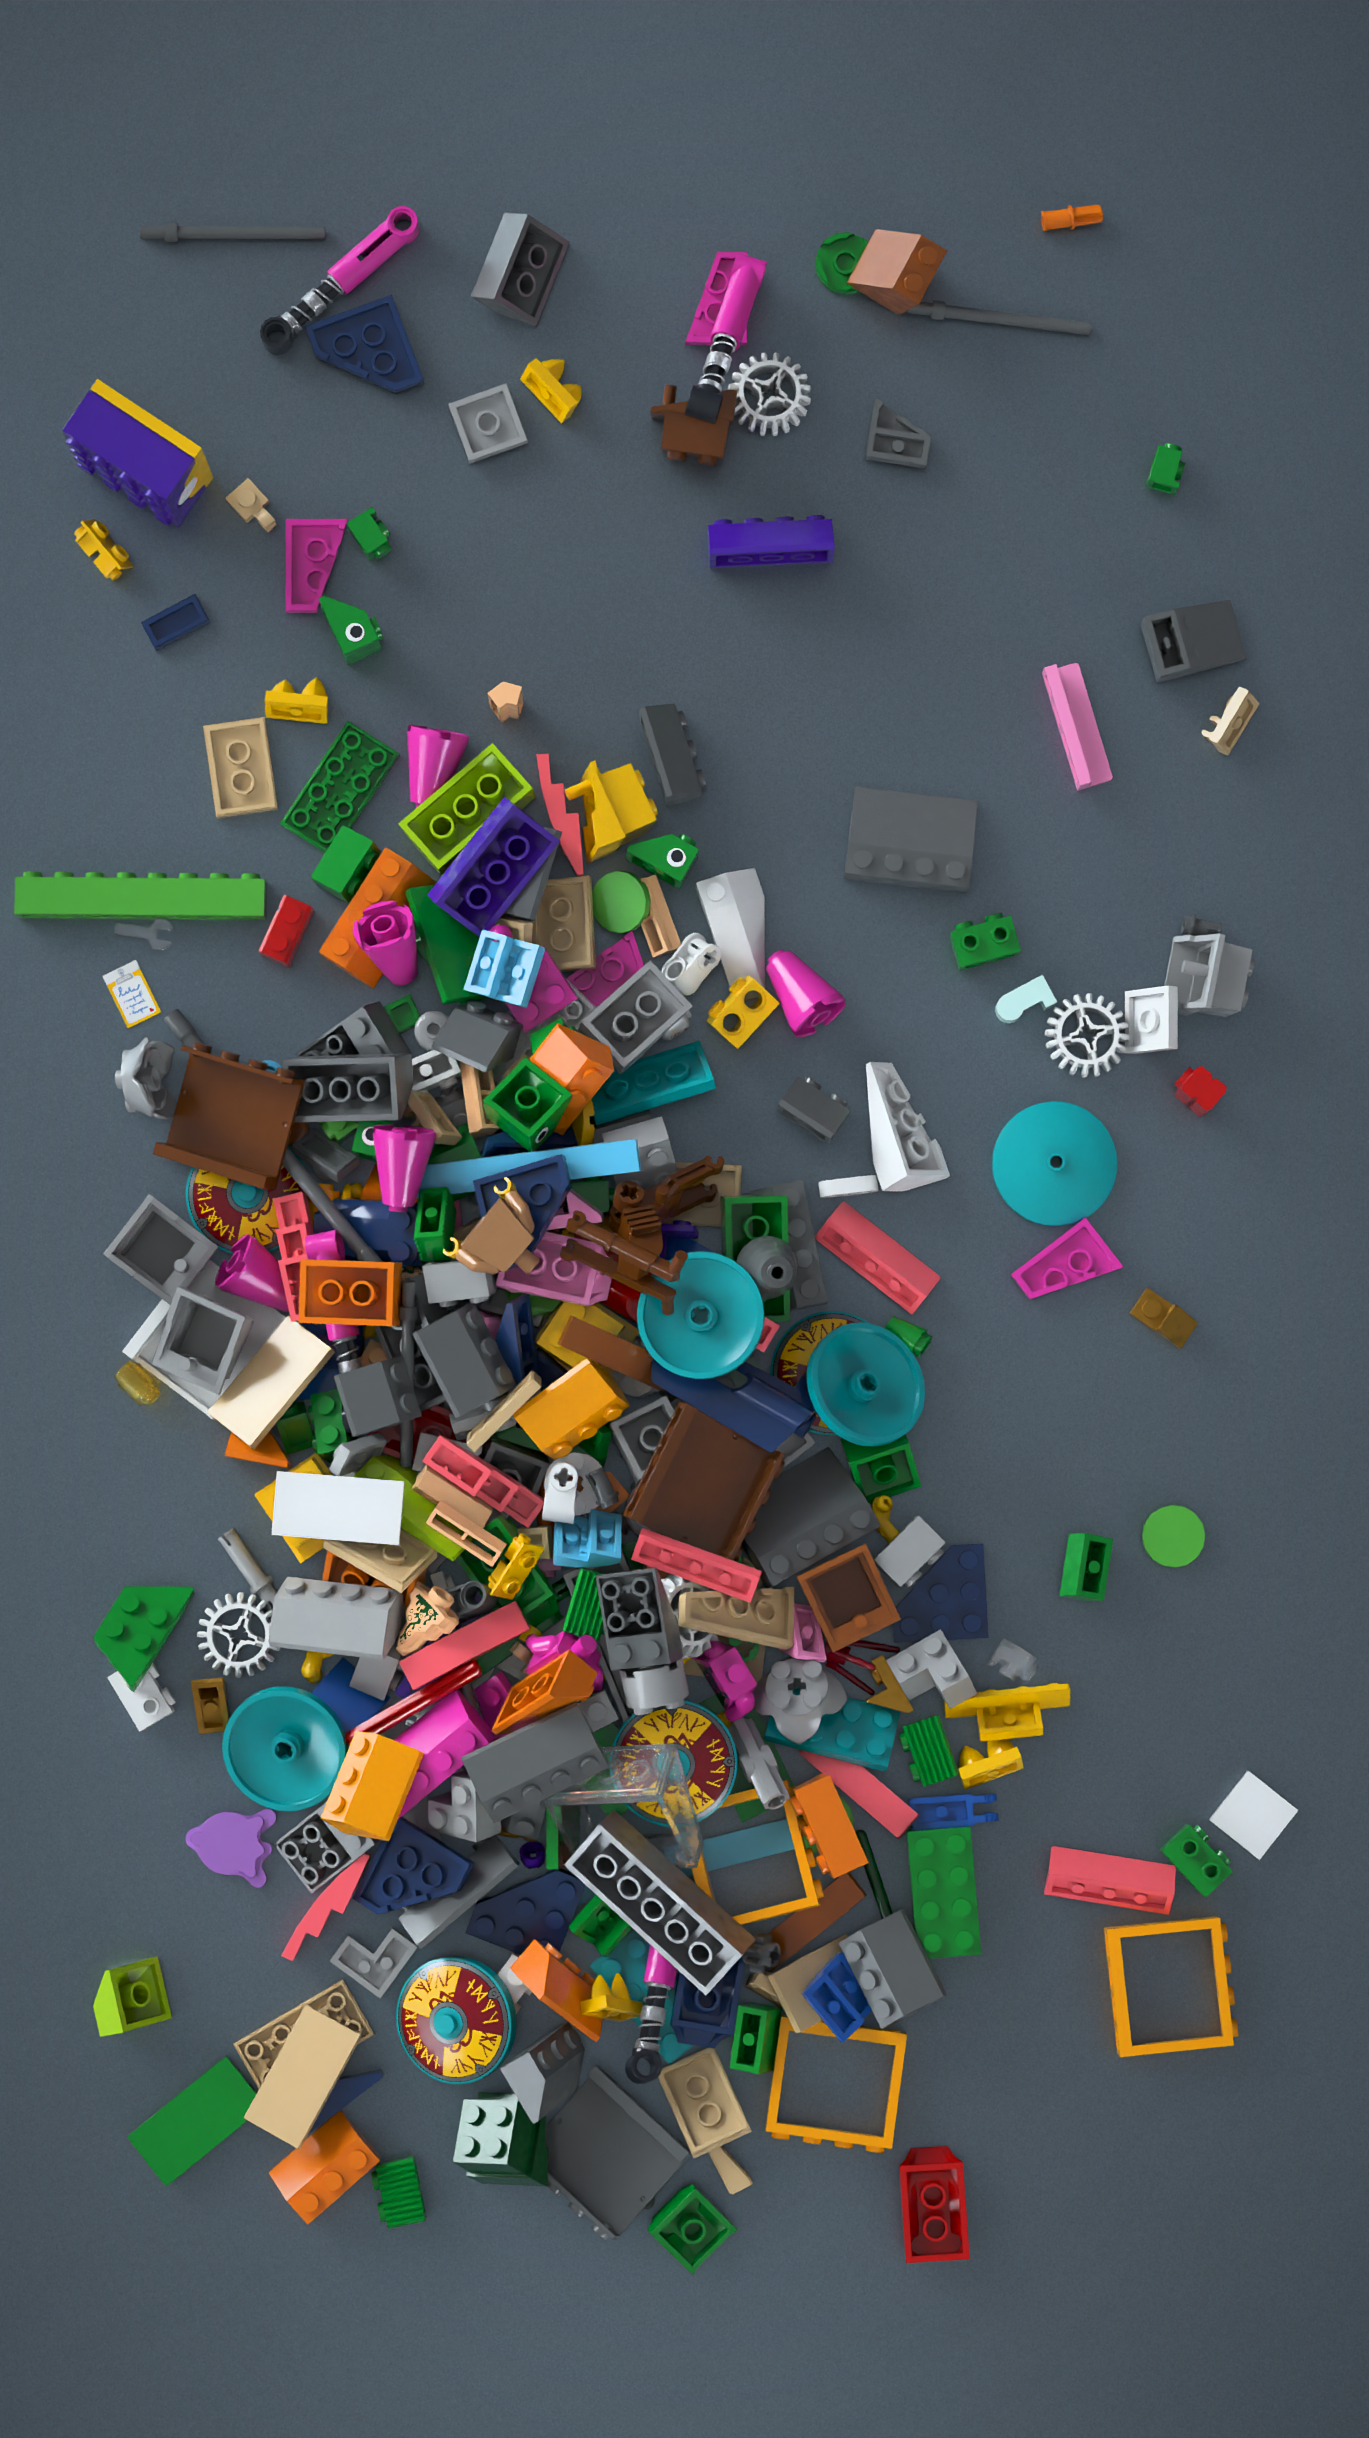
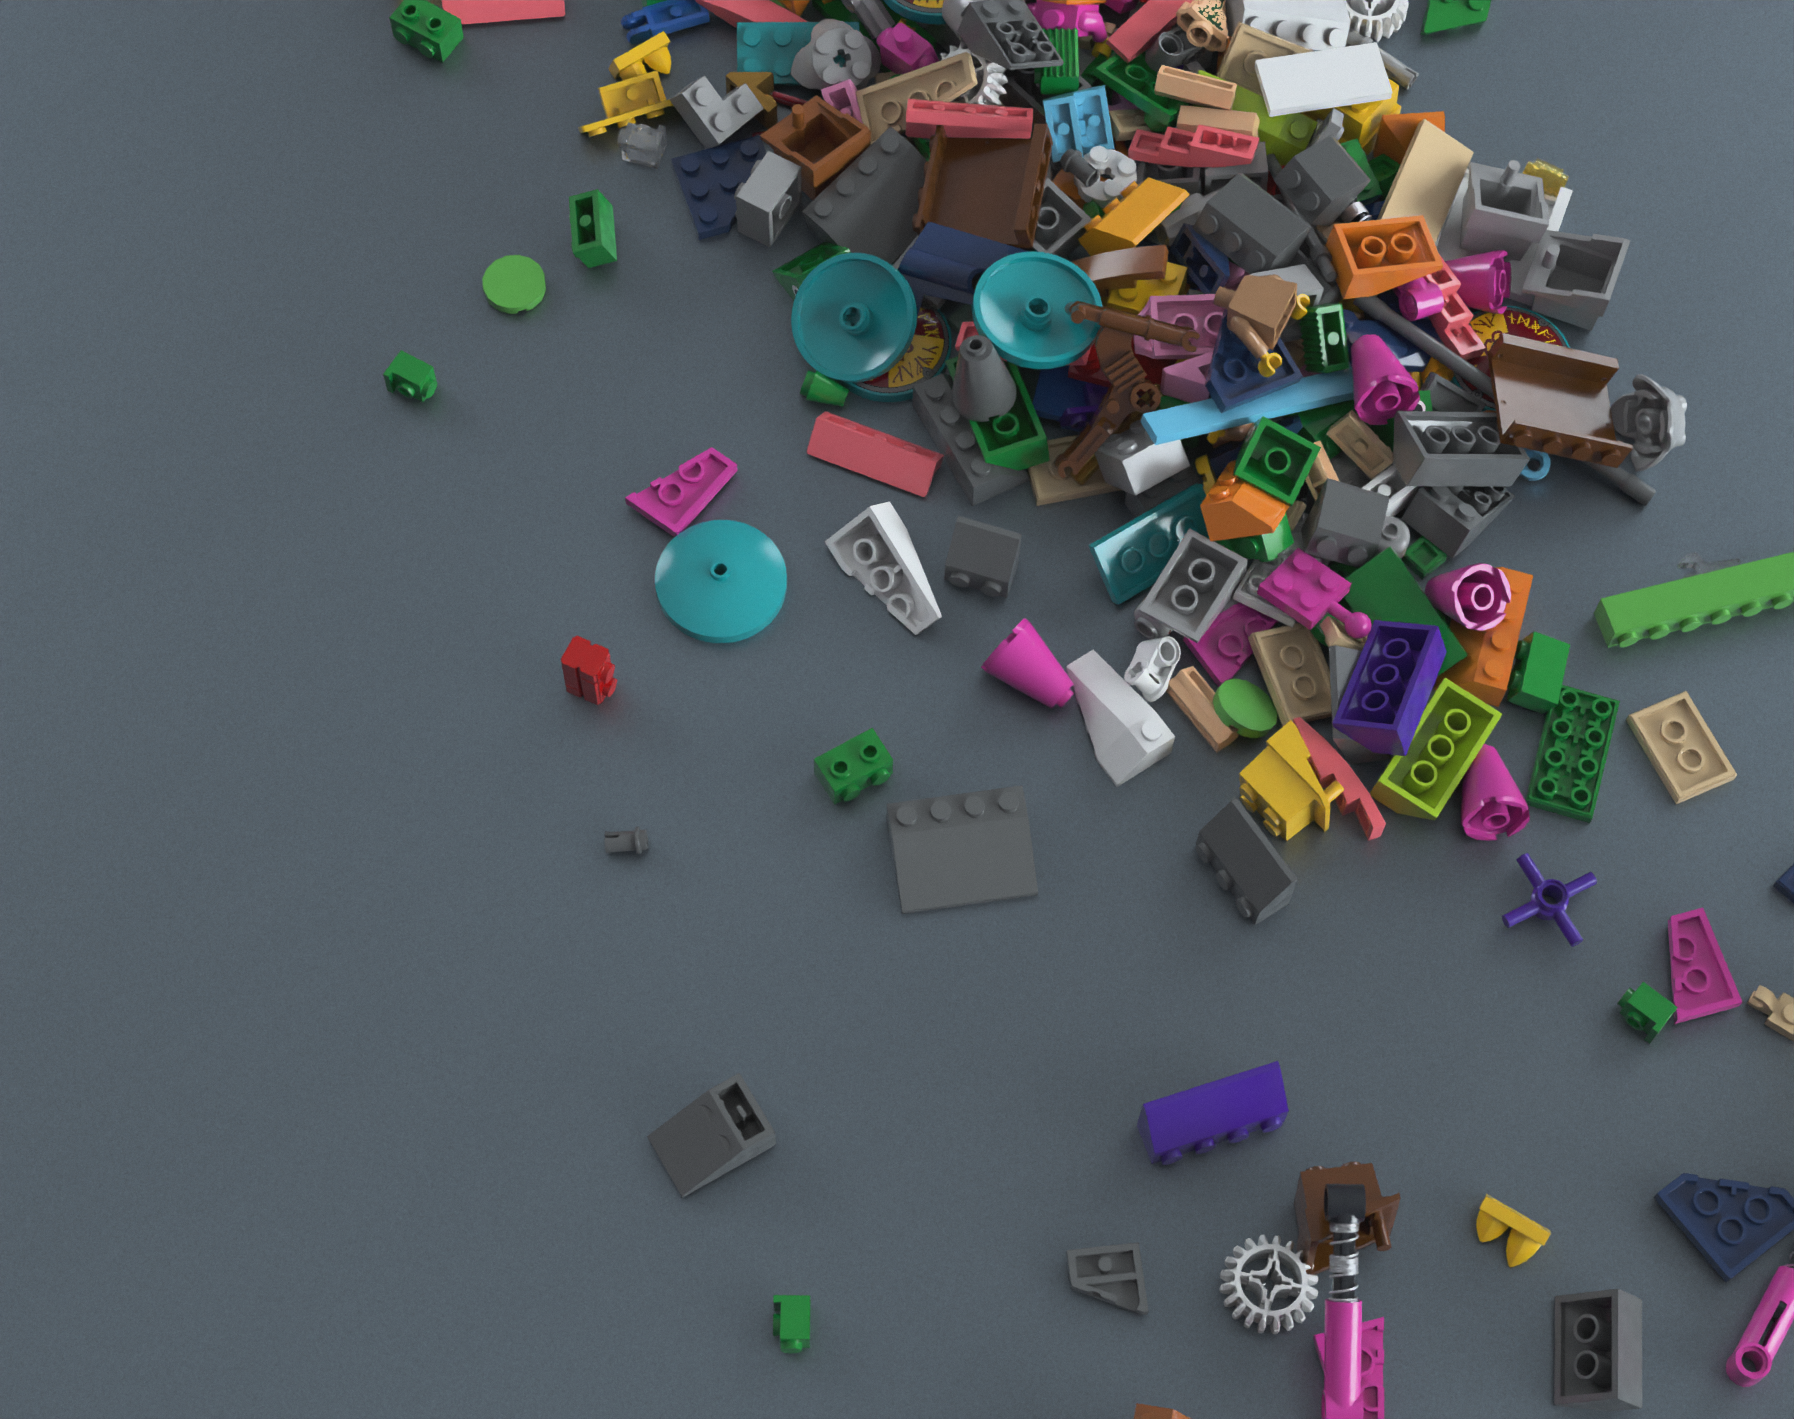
camera: 165 degrees right, 20 degrees down
(131, 994) = (1696, 512): white sticker -> none
(286, 931) = (1571, 597): red brick -> none
(305, 707) = (1637, 828): yellow tile -> none
(352, 629) = (1630, 899): green slope -> none
(412, 641) = (1544, 910): none -> dark purple bar
(487, 423) = (1567, 1167): light grey plate -> none
(503, 1411) = (1194, 199): tan tile -> none
(504, 968) = (1342, 588): medium azure slope -> none
(506, 701) = (1437, 863): light nougat piece -> none
(508, 1578) = (1140, 77): yellow hinge -> none
(561, 1499) = (1117, 153): white piece -> none
(666, 857) = (1216, 754): green slope -> none
(748, 1017) = (1085, 634): yellow brick -> none
(848, 1186) = (925, 505): white beam -> none
(882, 1508) = (803, 233): yellow arm -> none
(929, 1751) = (699, 53): green brick -> none
(1024, 998) = (794, 724): light aqua leg -> none
(1077, 725) = (817, 1016): bright pink panel -> none
(1083, 1020) = (701, 719): white gear -> none
(1151, 1019) = (657, 727): white plate -> none
(1164, 1318) = (568, 467): pearl gold slope -> none
(1209, 974) = (608, 781): light grey piece -> none
(1235, 718) = (646, 1058): tan plate -> none
(1253, 1815) = (380, 78): white tile -> none
(1293, 1451) = (410, 377): none -> green brick

